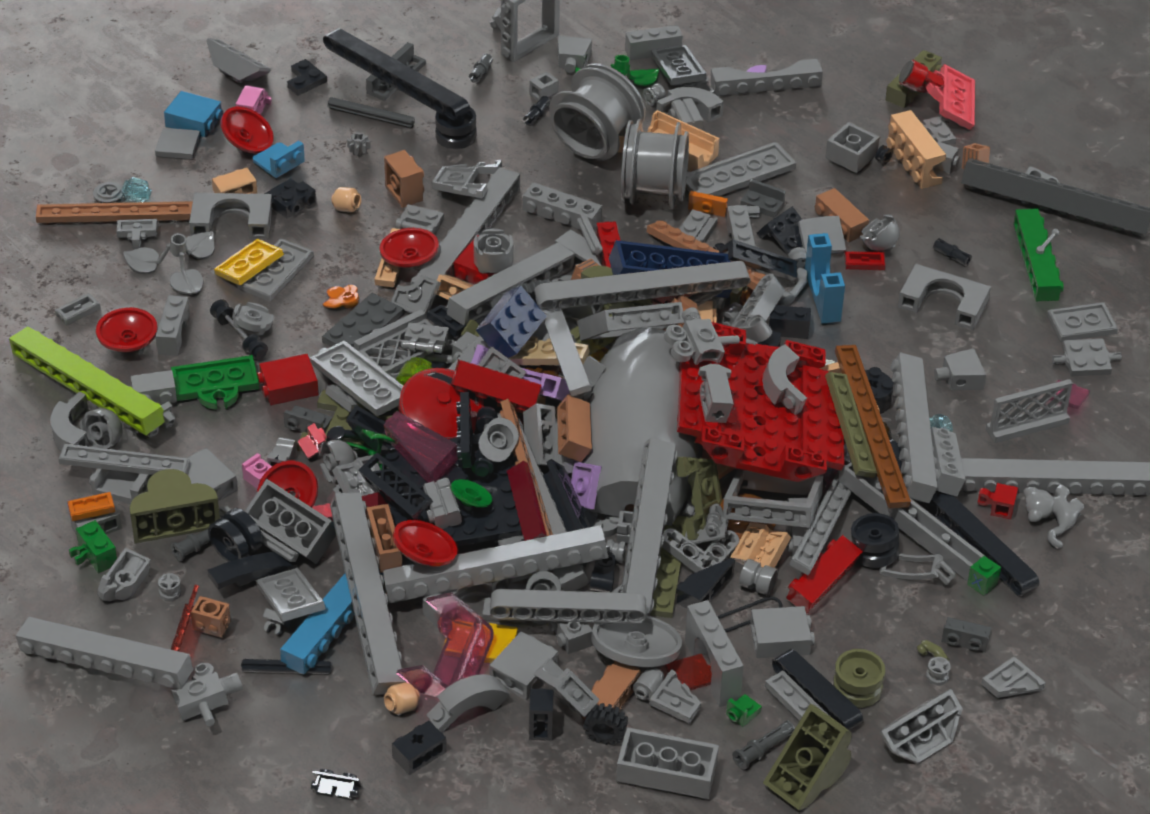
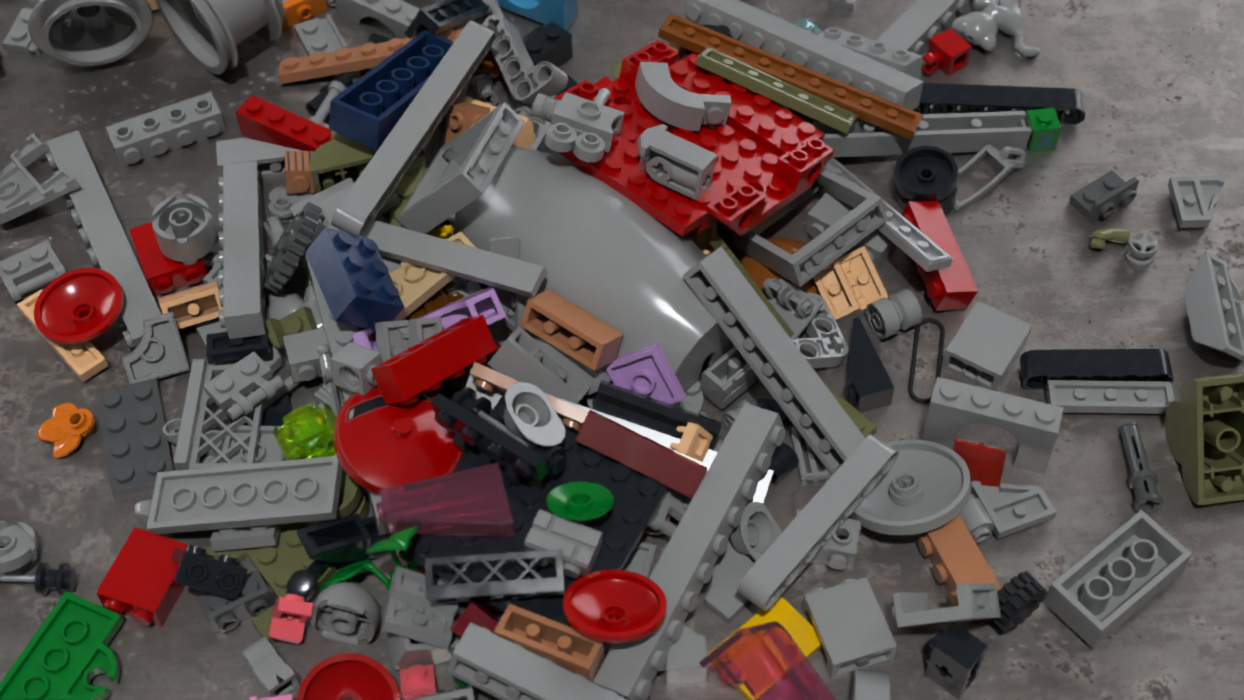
camera: 50 degrees left, 10 degrees up
(306, 394) = (208, 574): none -> black bracket
(457, 351) = (353, 367): none -> light grey brick
(559, 523) = (694, 441): none -> light nougat tile
(589, 234) = (245, 130): light grey axle -> none
(742, 710) = (1072, 455): green bracket -> none
(860, 676) = (1113, 317): olive wheel -> none

